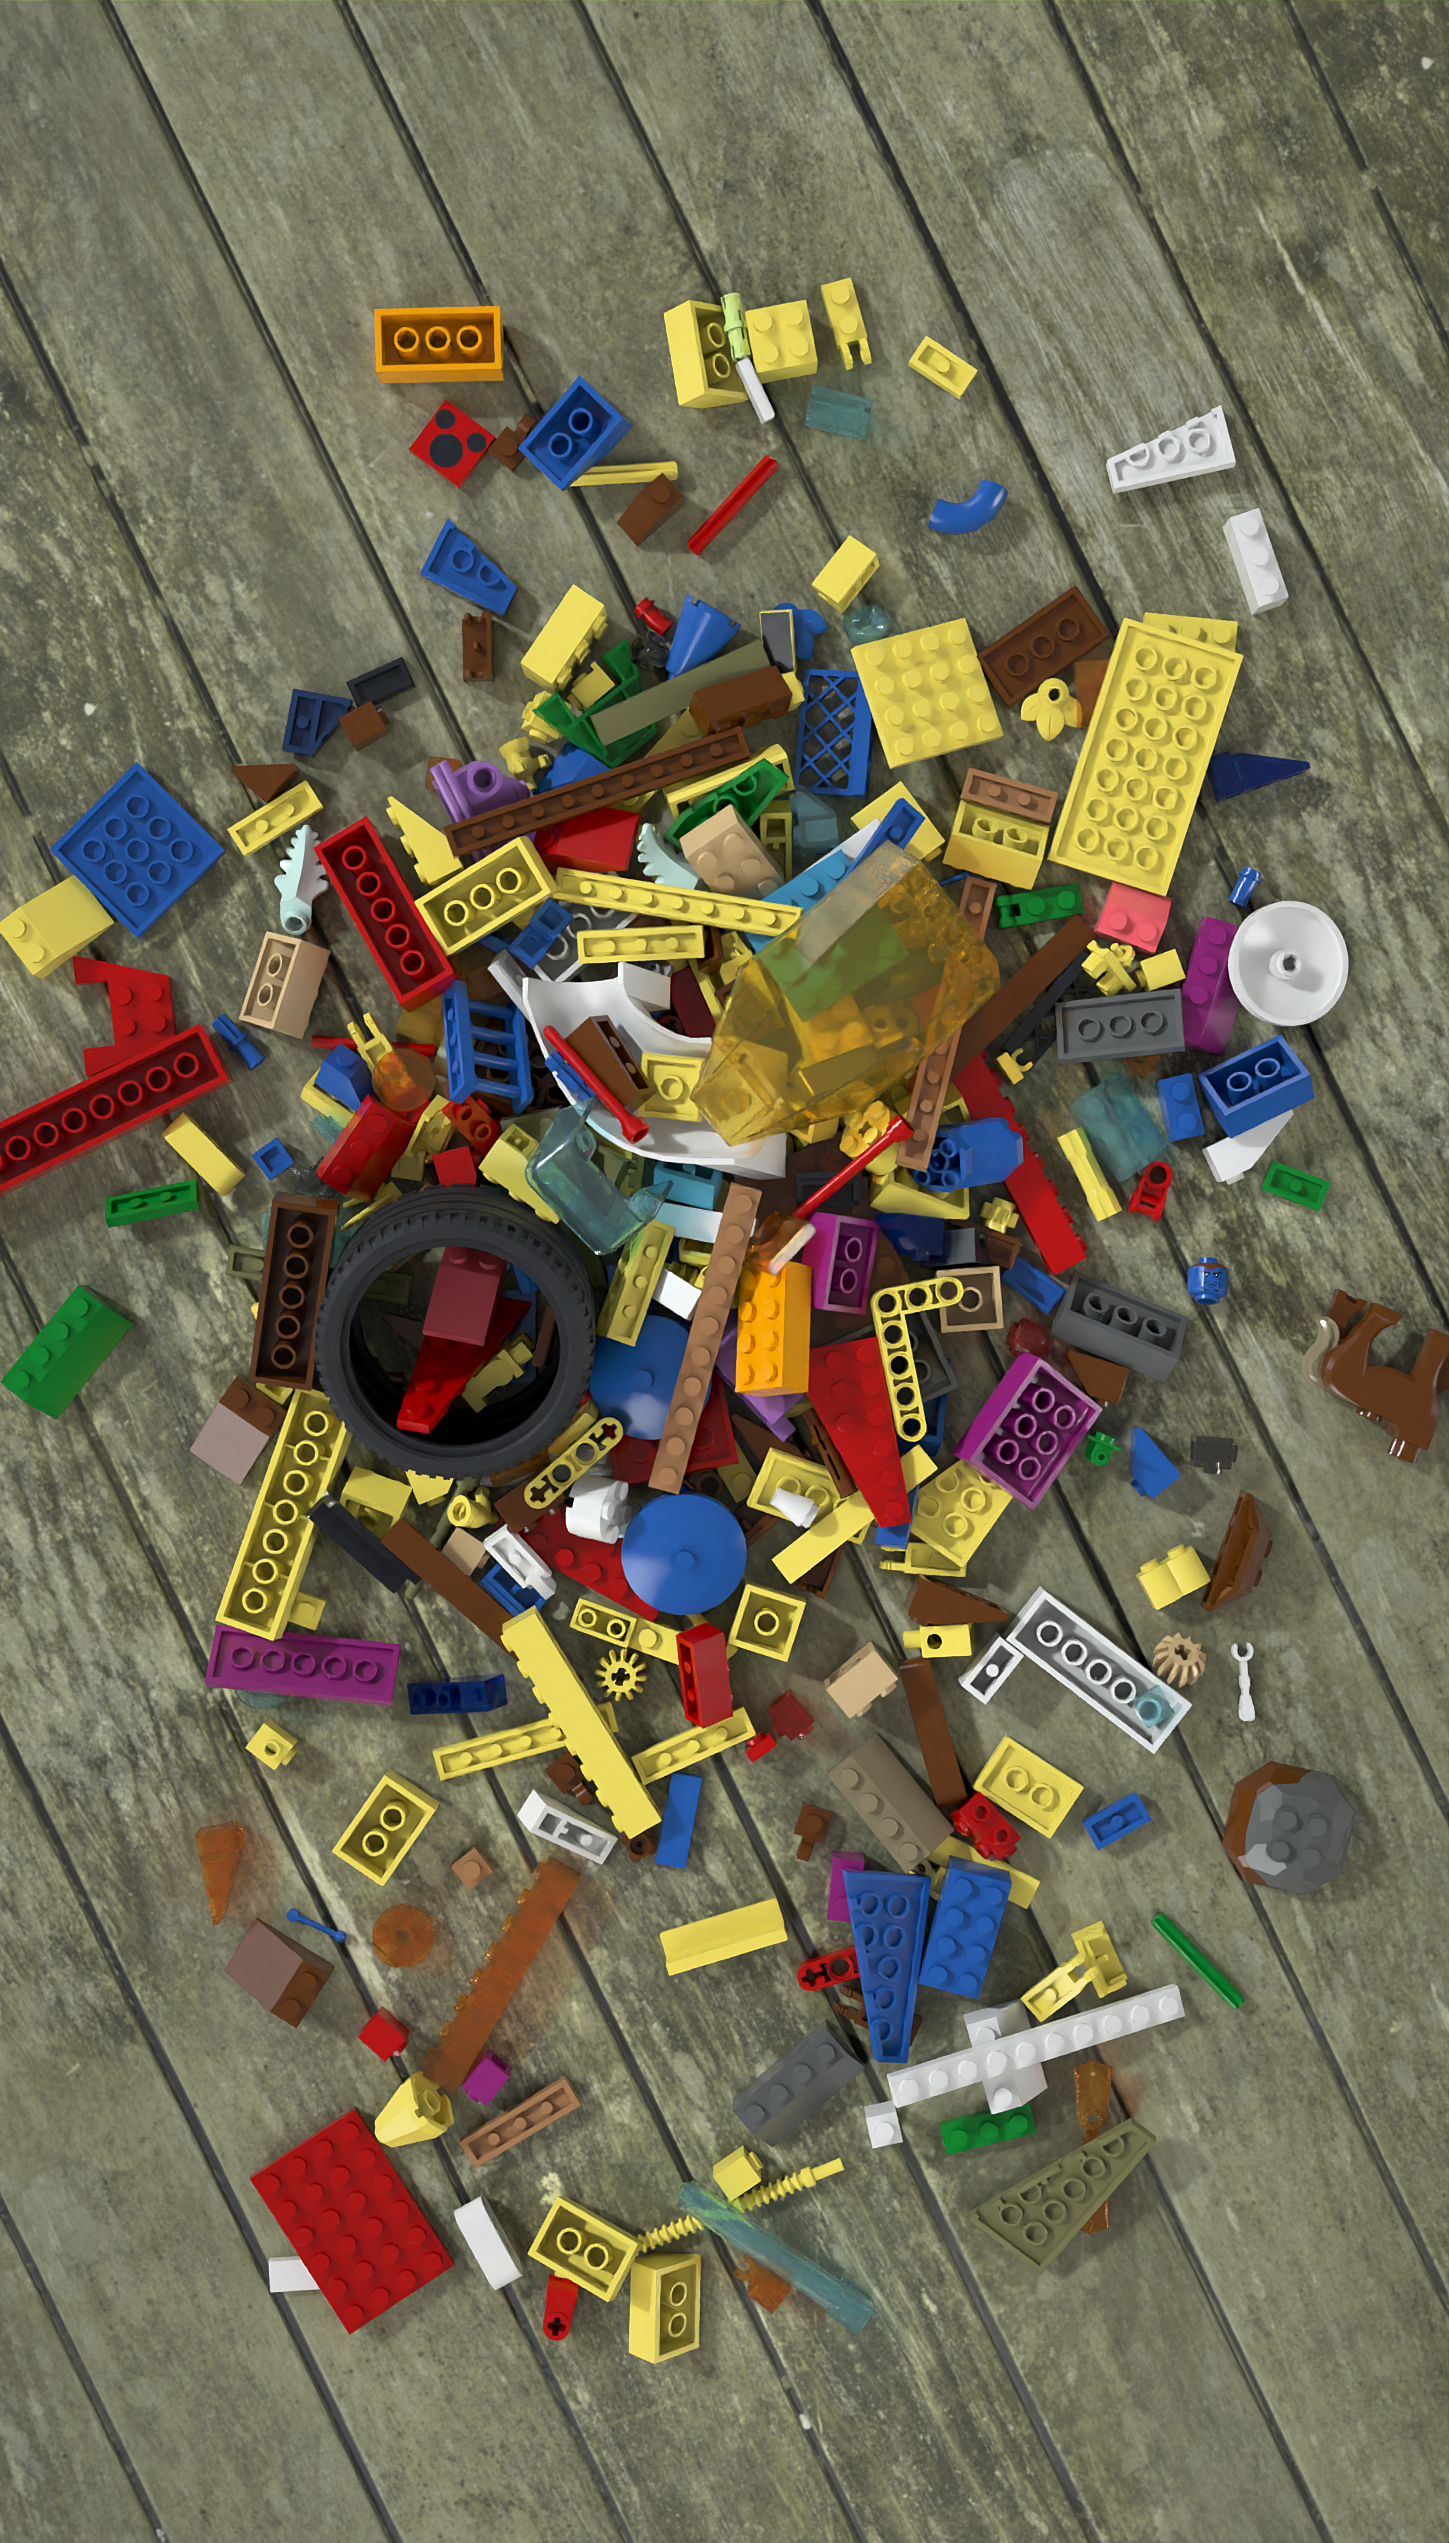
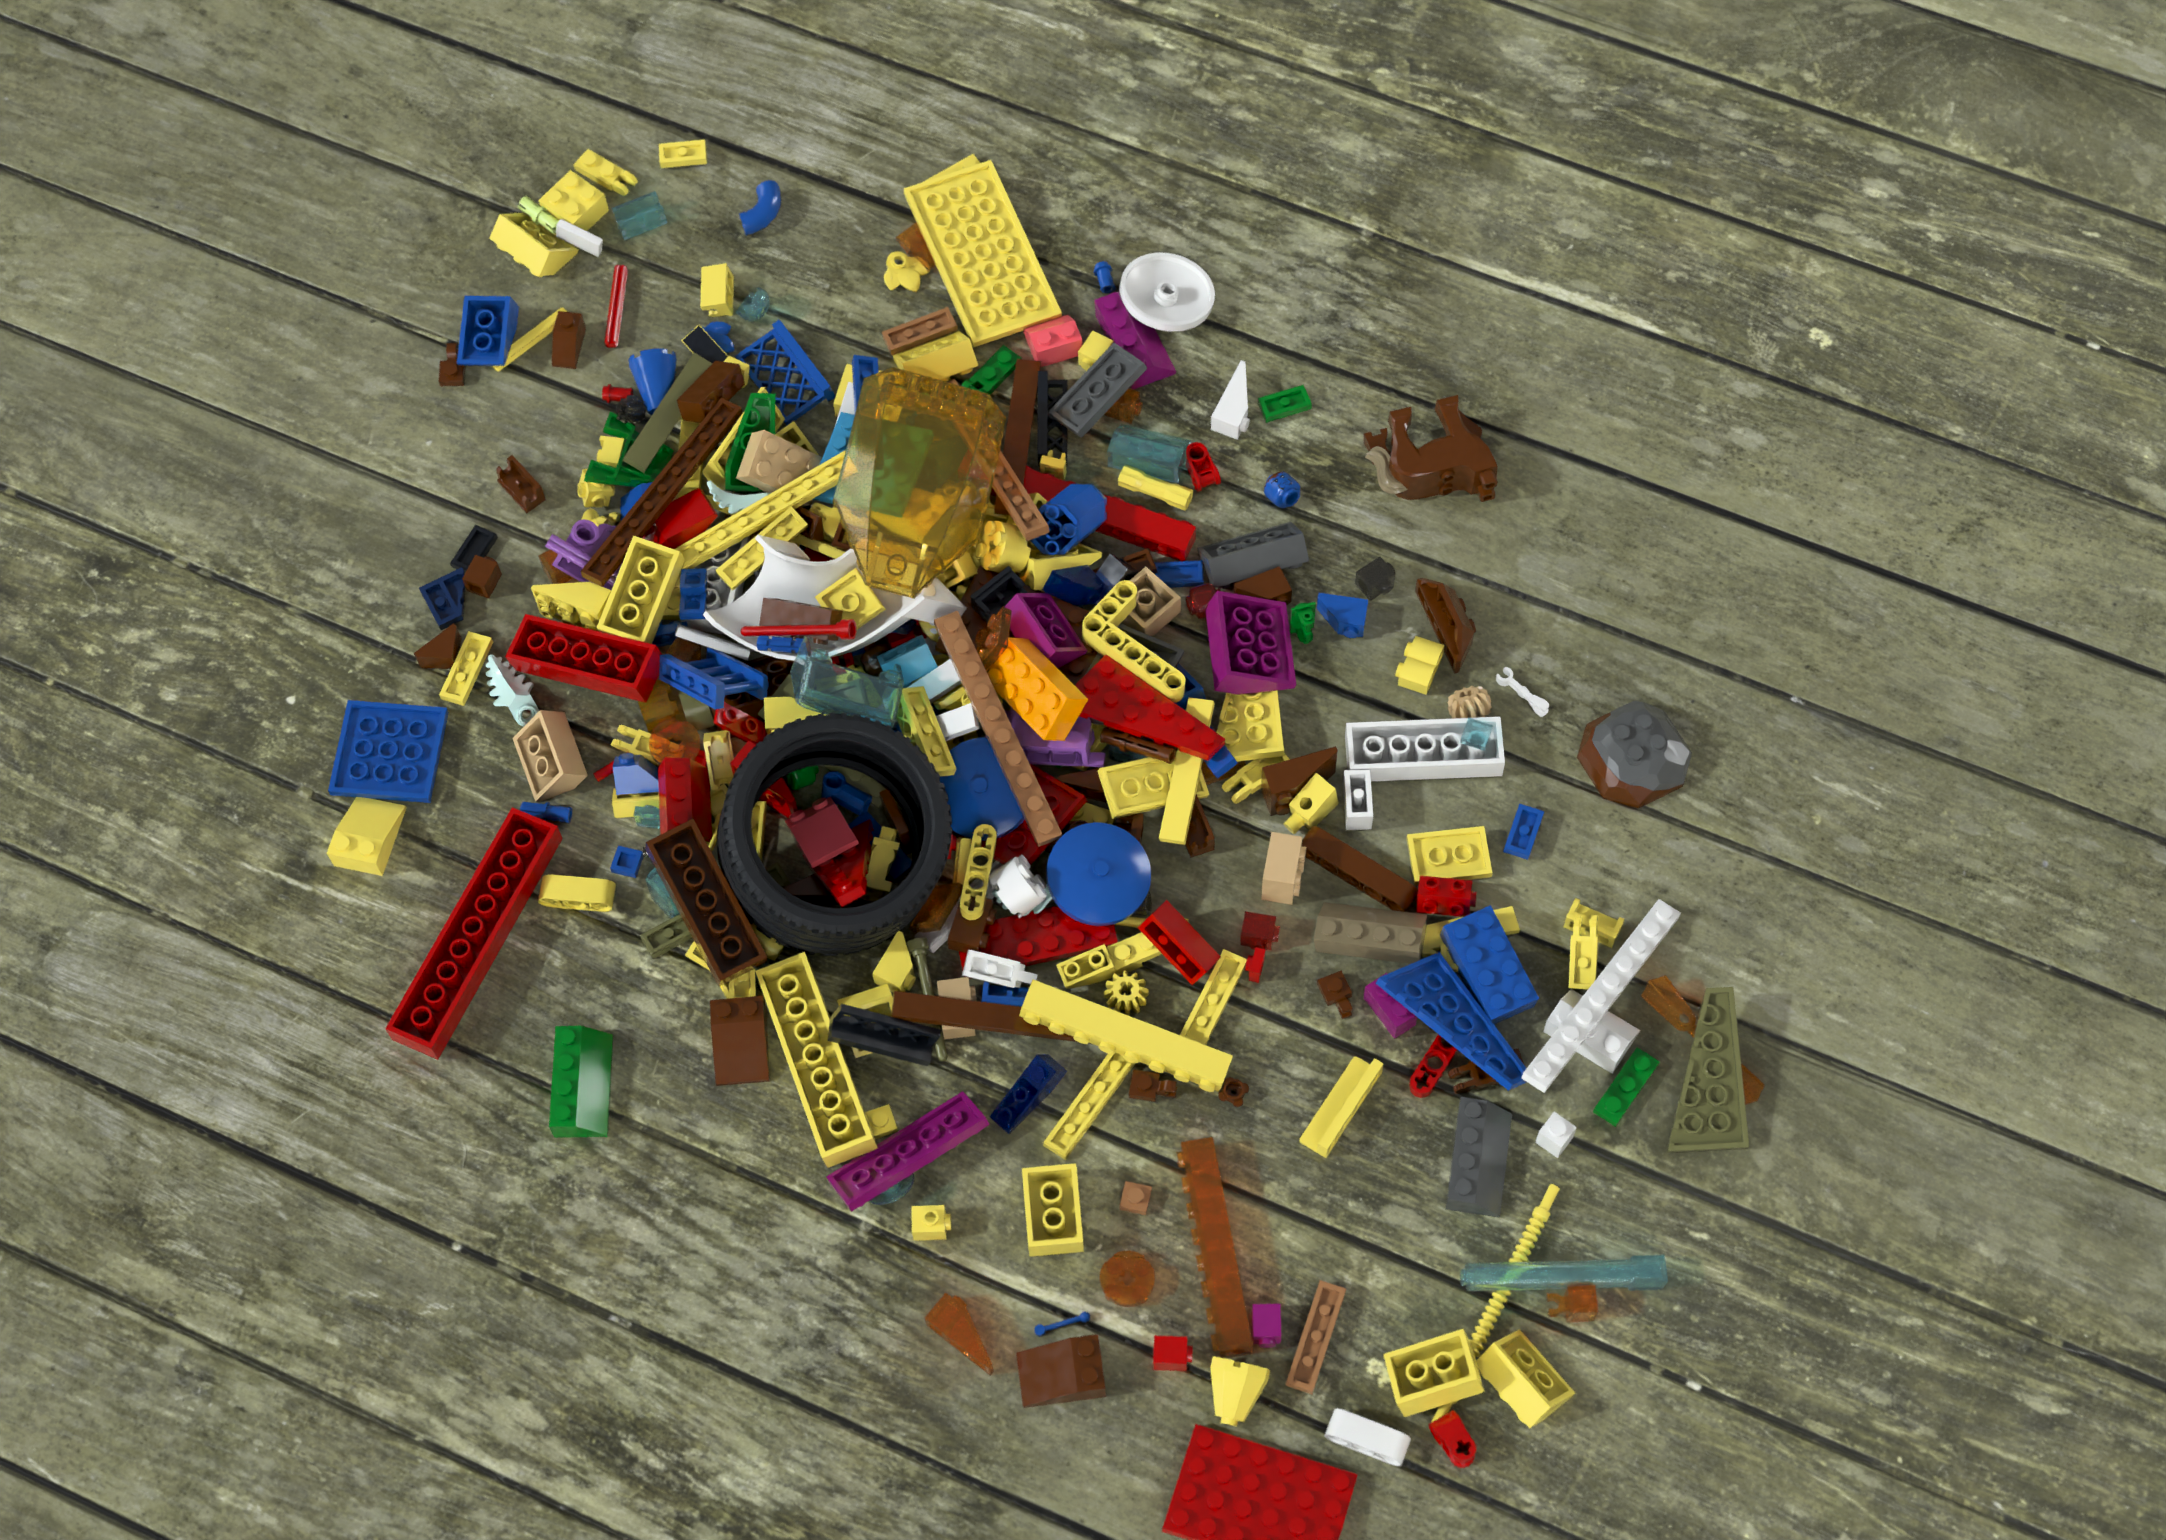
camera: 40 degrees left, 25 degrees down
(139, 1010) = (457, 838): red wing -> none
(152, 1203) = (566, 948): green plate -> none
(439, 344) = (362, 345): light orange brick -> none
(452, 444) = (413, 395): red tile -> none
(467, 572) = (475, 452): blue wing -> none
(472, 1513) = (938, 966): light yellow piece -> none
(565, 641) = (572, 436): light yellow brick -> none
(566, 1827) = (1174, 1116): white slope -> none
(678, 1819) = (1245, 1056): blue tile -> none
(737, 2172) = (1491, 1244): light yellow brick -> none
(766, 1620) = (1190, 882): light yellow brick -> none
(795, 1507) = (1144, 790): white cone -> none
(816, 824) = (813, 418): clear light blue slope -> none
(898, 1130) = (1010, 517): red piece -> none
(927, 692) = (821, 311): light yellow plate -> none
(999, 1215) = (1121, 545): light yellow gear -> none
(1042, 647) = (868, 247): reddish brown tile -> none
(1113, 964) = (1062, 365): light yellow hips -> none
(1179, 1107) = (1175, 412): blue brick -> none
(1185, 452) = (861, 100): white wing -> none
(1197, 1960) = (1656, 875): green axle -> none
(1246, 772) = (1051, 218): clear blue slope -> none
(1255, 561) = (955, 117): white brick -> none
(1256, 1086) = (1208, 363): blue brick -> none

